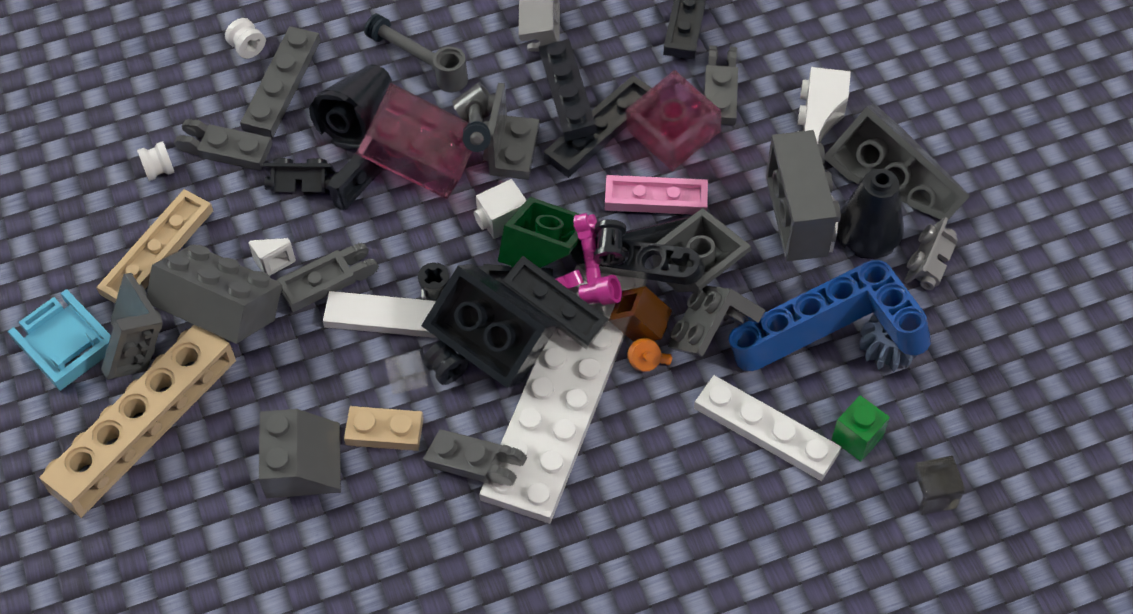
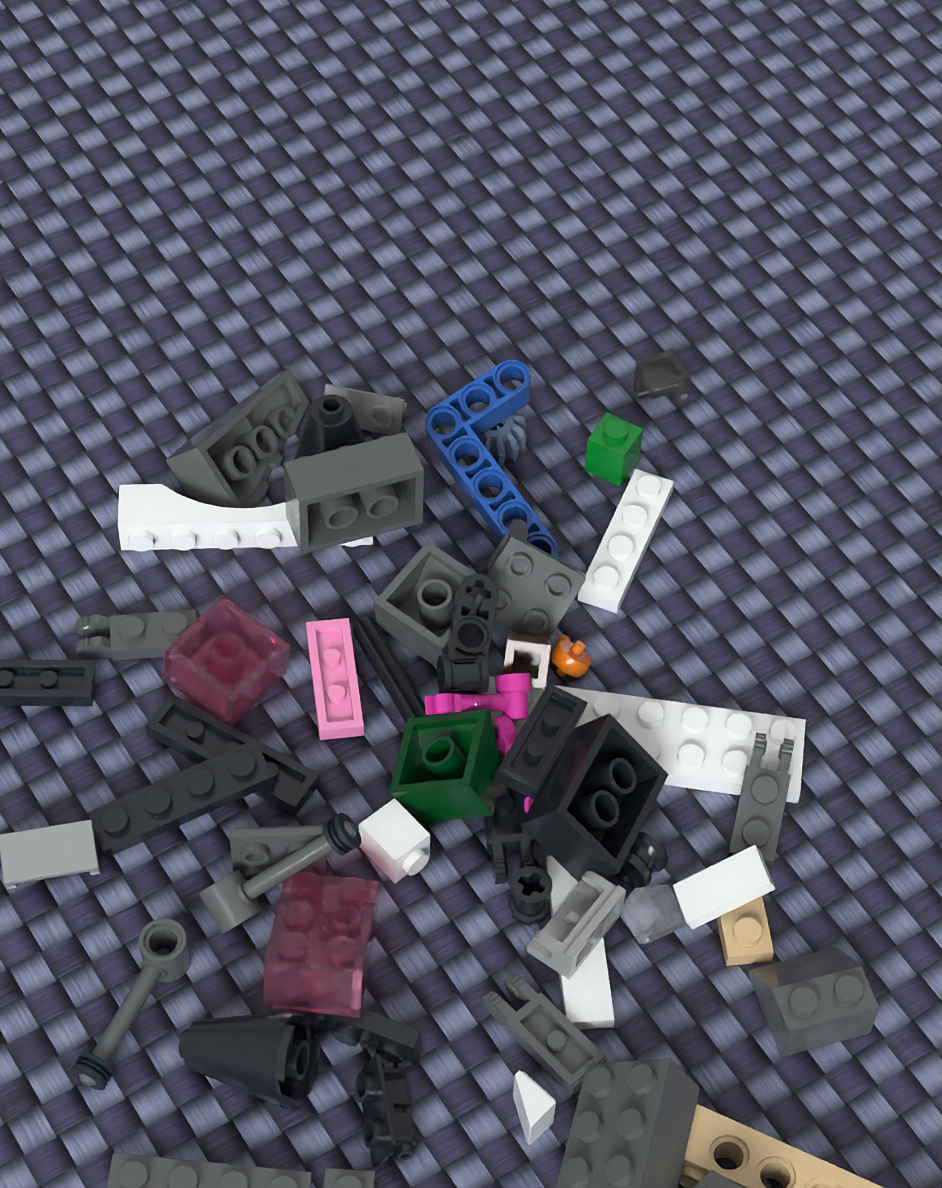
camera: 105 degrees left, 5 degrees down
(394, 303) = (578, 924): none -> light grey hinge
(400, 407) = (723, 887): none -> white tile

